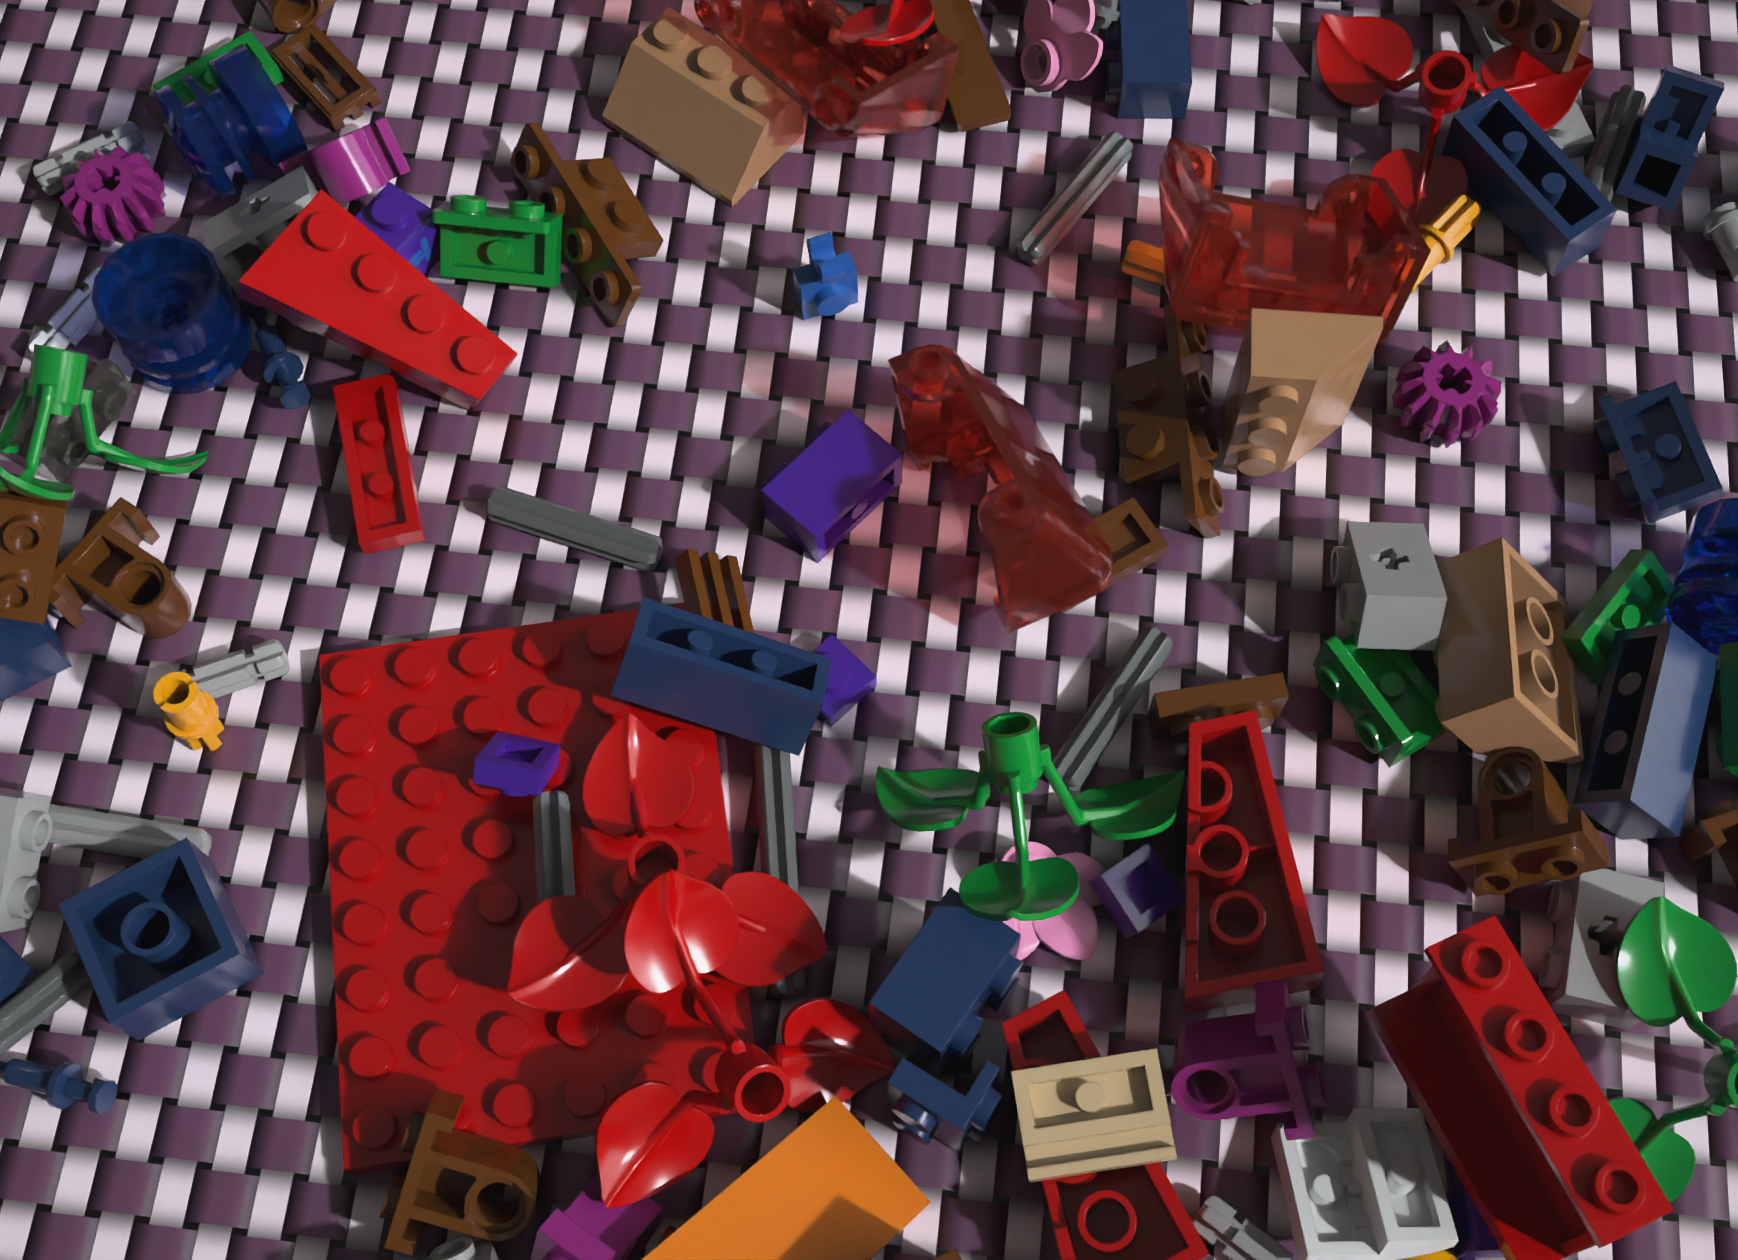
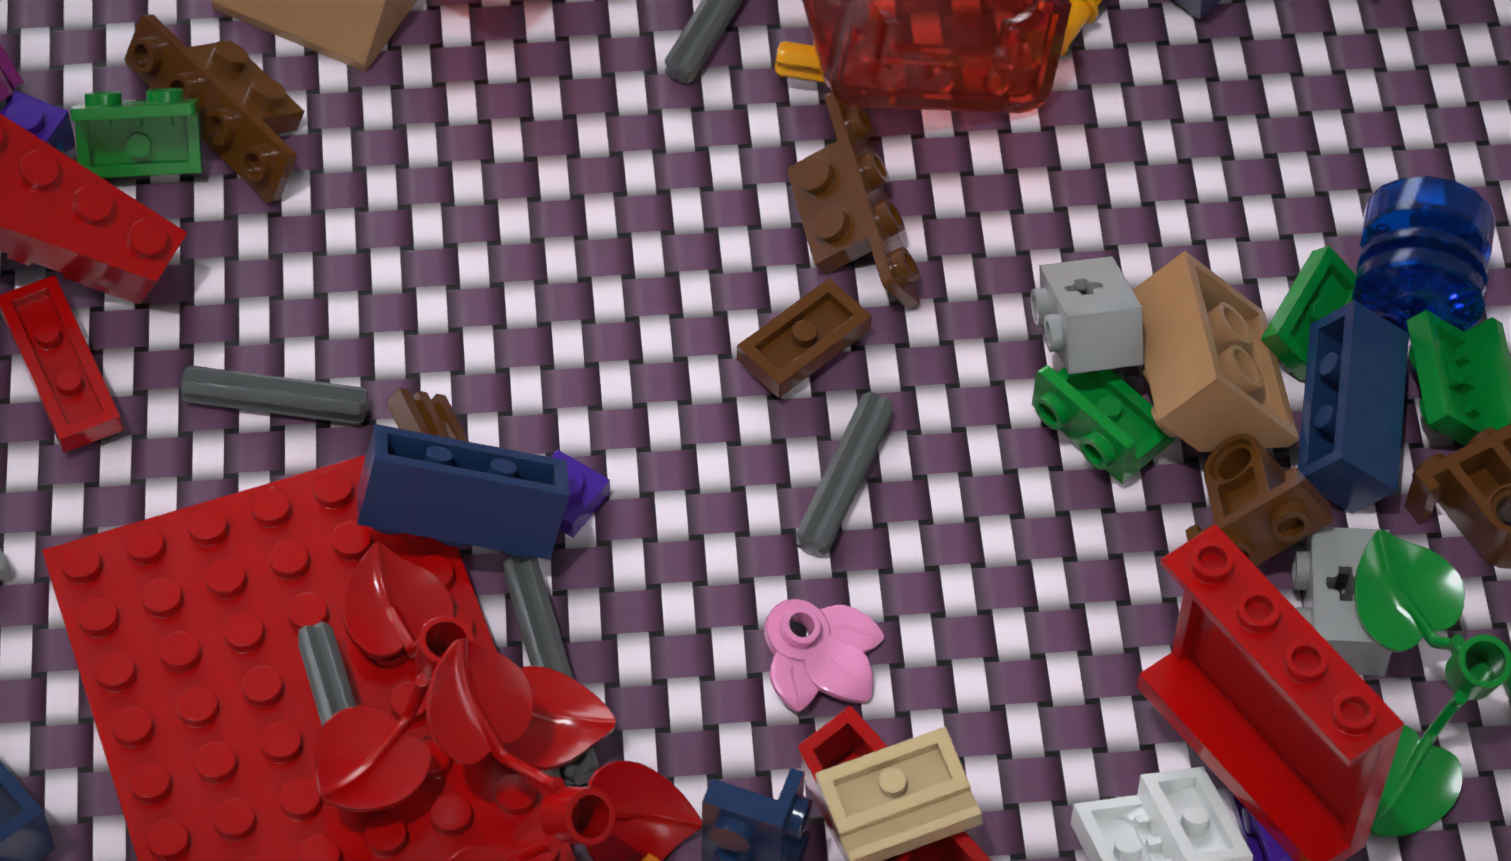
camera: 15 degrees left, 10 degrees down
(516, 764) = (275, 607): dark purple plate -> none
(827, 282) = (483, 125): blue plate -> none
(831, 485) = (528, 313): dark purple brick -> none
(943, 986) = (738, 719): dark blue brick -> none
(1014, 763) = (764, 514): green plant -> none
(1036, 524) = (656, 234): clear red windscreen -> none
(1137, 890) = (902, 626): dark purple plate -> none
(1175, 709) = (946, 452): reddish brown plate -> none
(1242, 878) = (1002, 604): red wedge -> none
(1251, 1065) = (1045, 744): magenta pin -> none
(1292, 385) = (963, 147): medium nougat slope -> none
(1446, 394) = (1114, 139): magenta gear -> none
(1660, 450) = (1326, 159): dark blue bracket -> none

